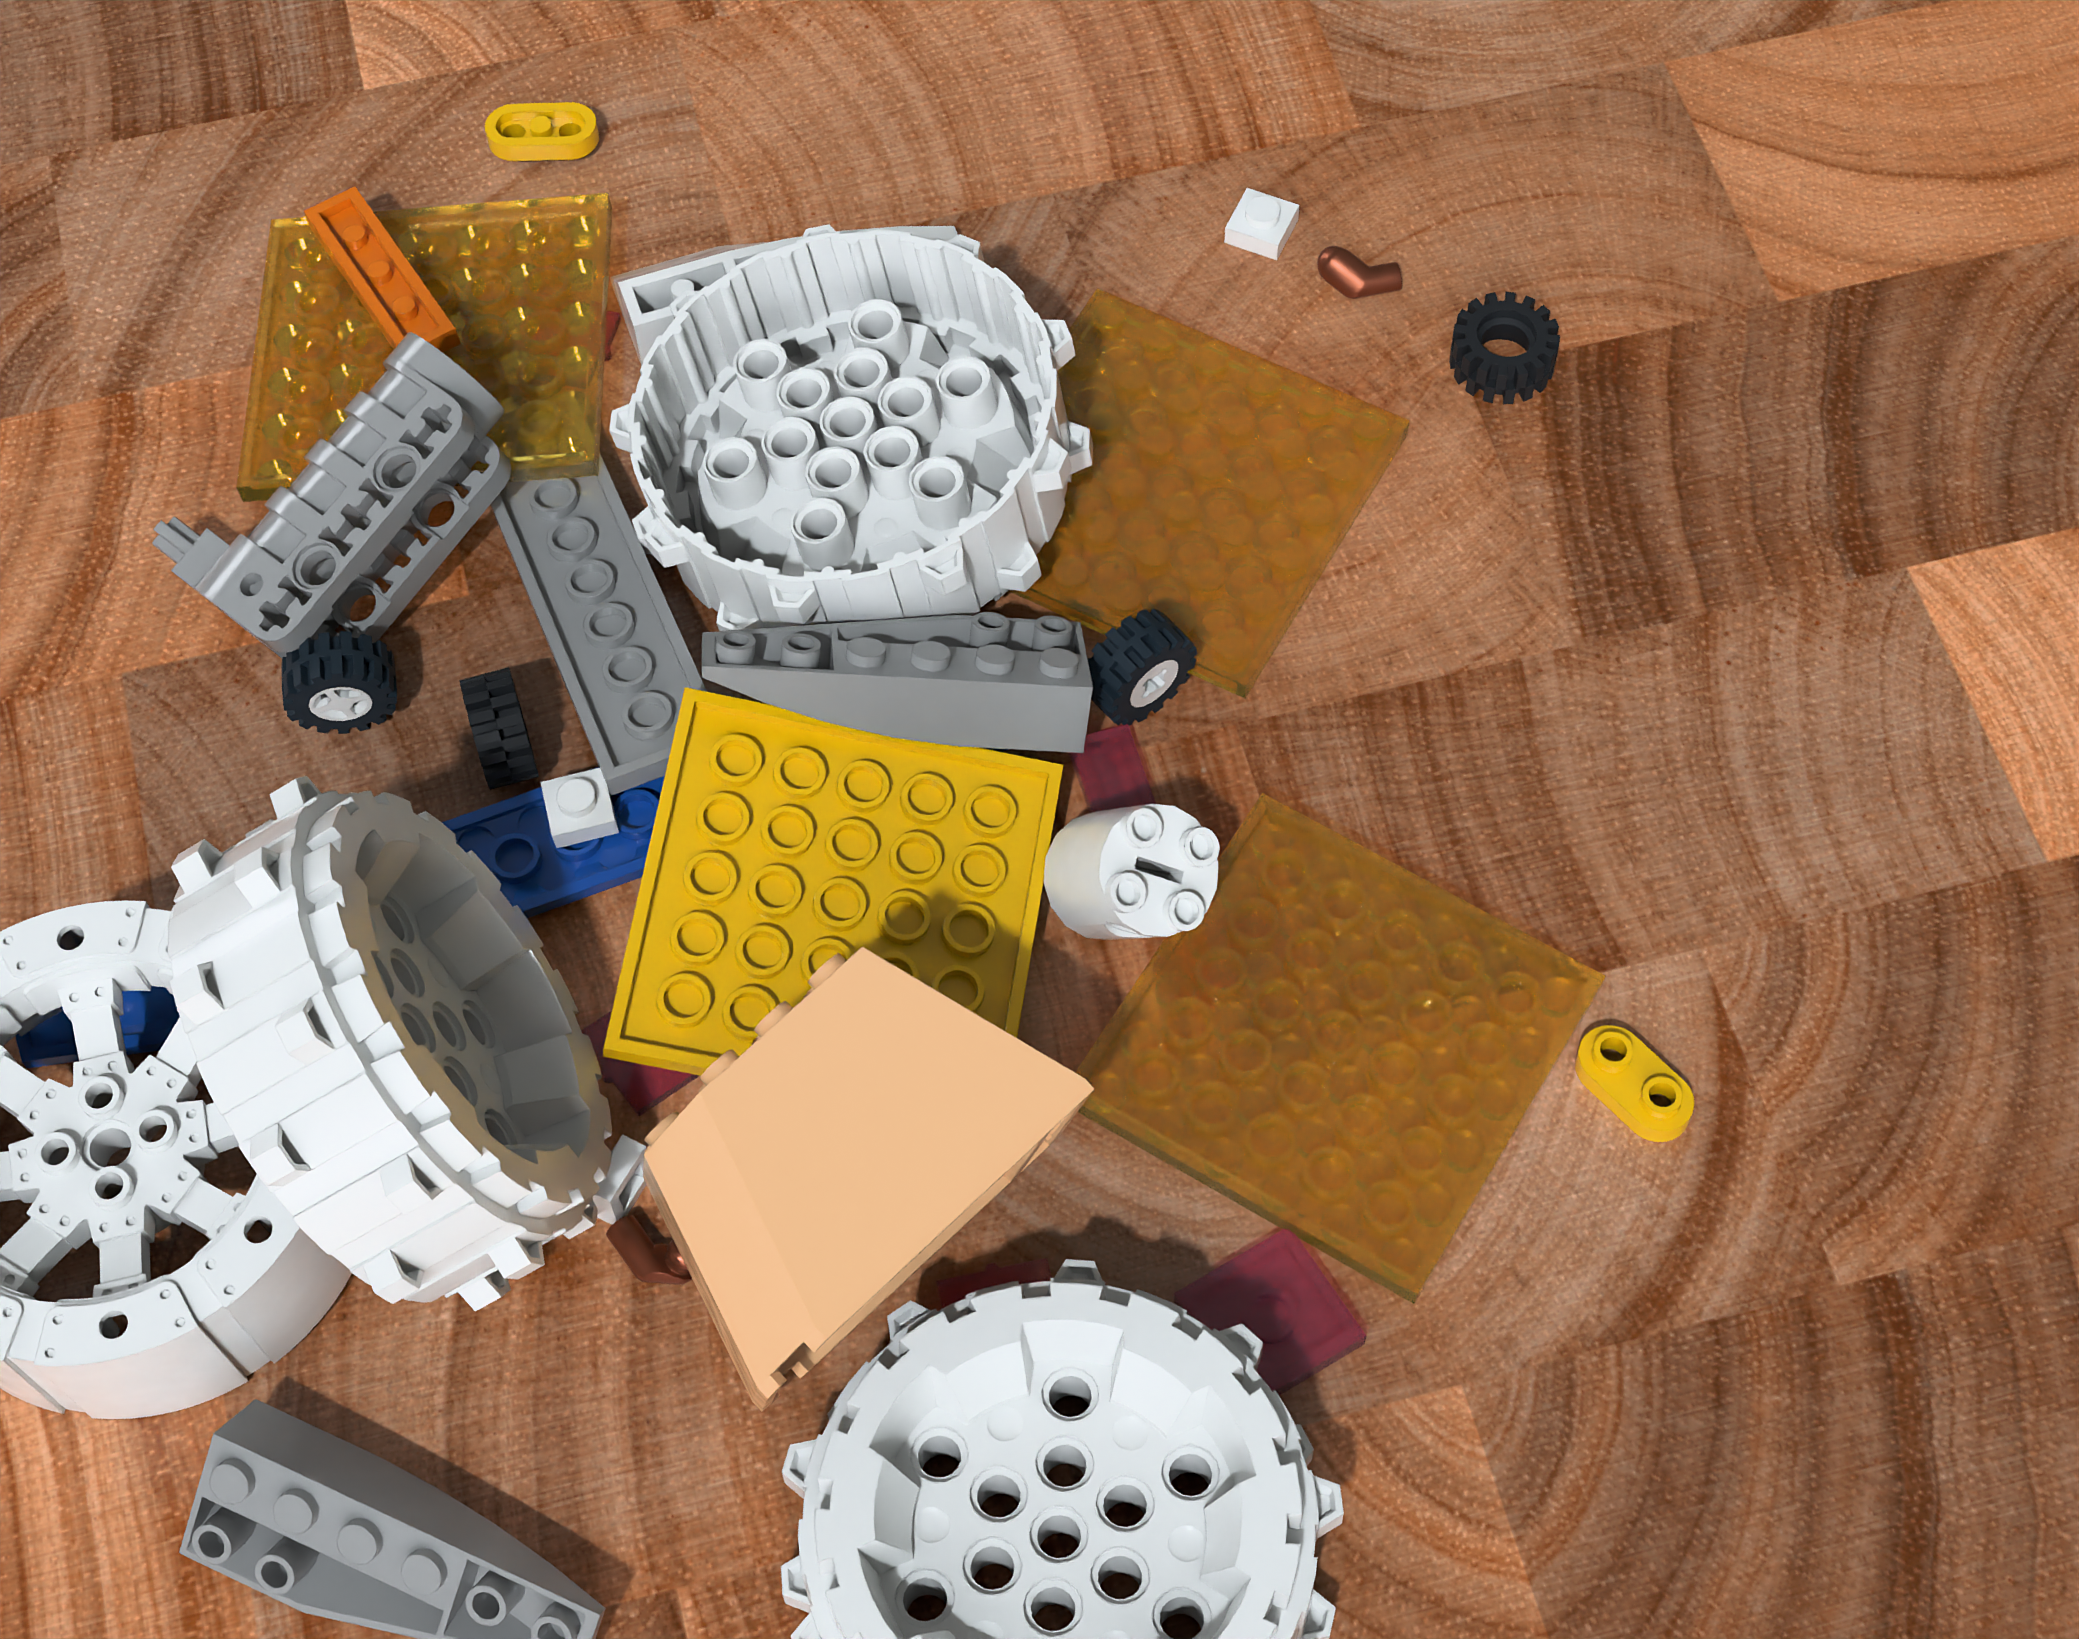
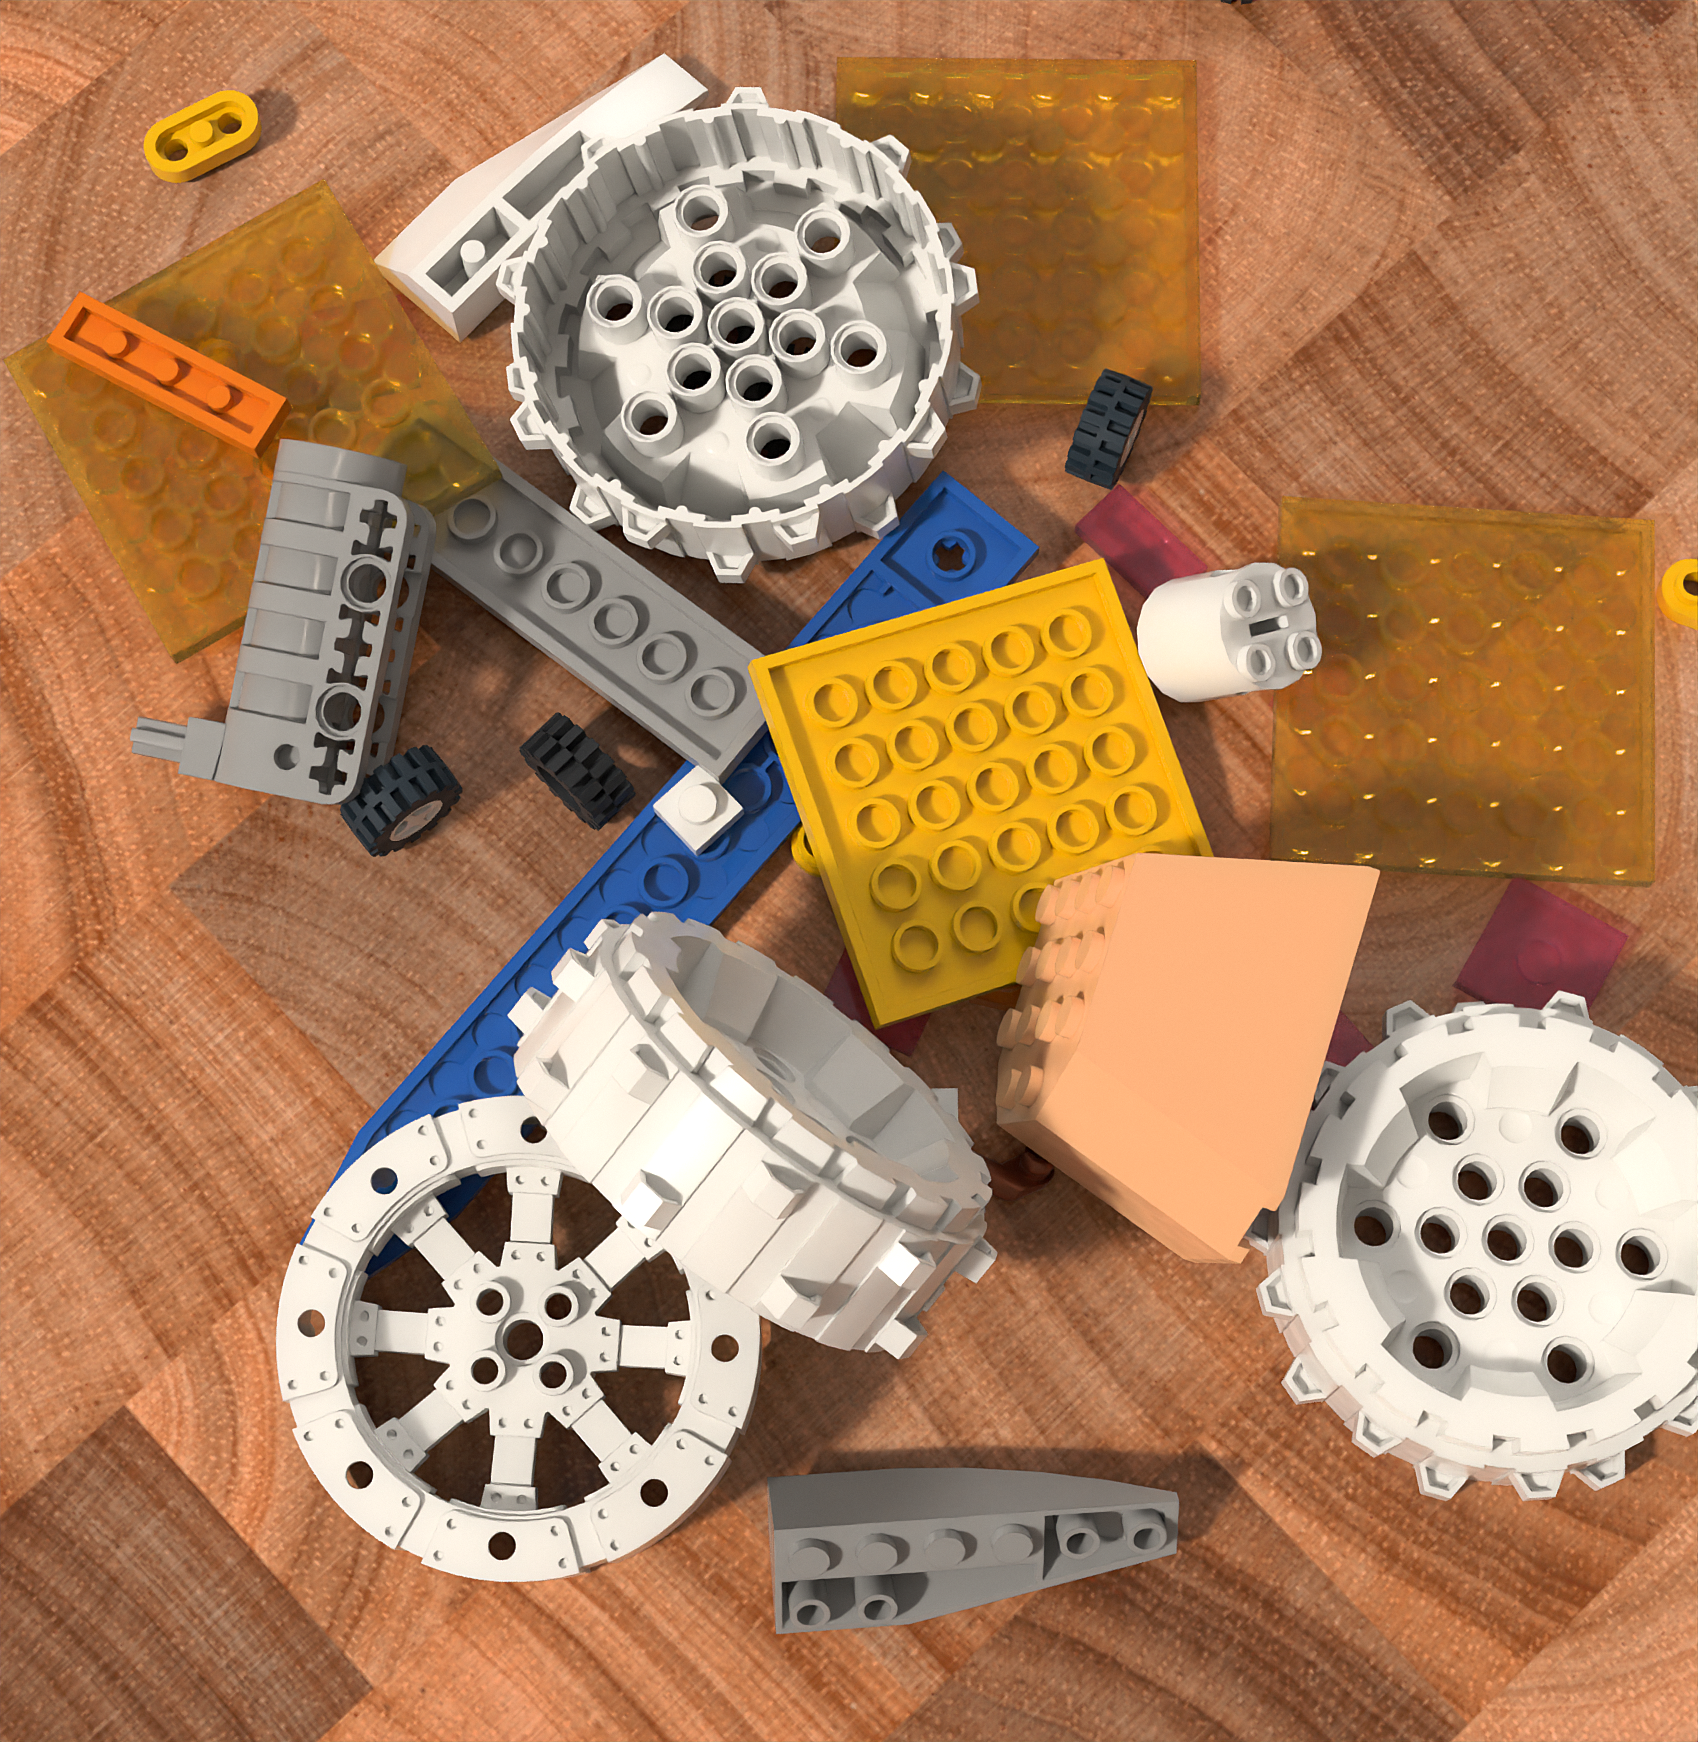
camera: 30 degrees left, 15 degrees up
(920, 677) = (947, 541): light grey wedge -> none

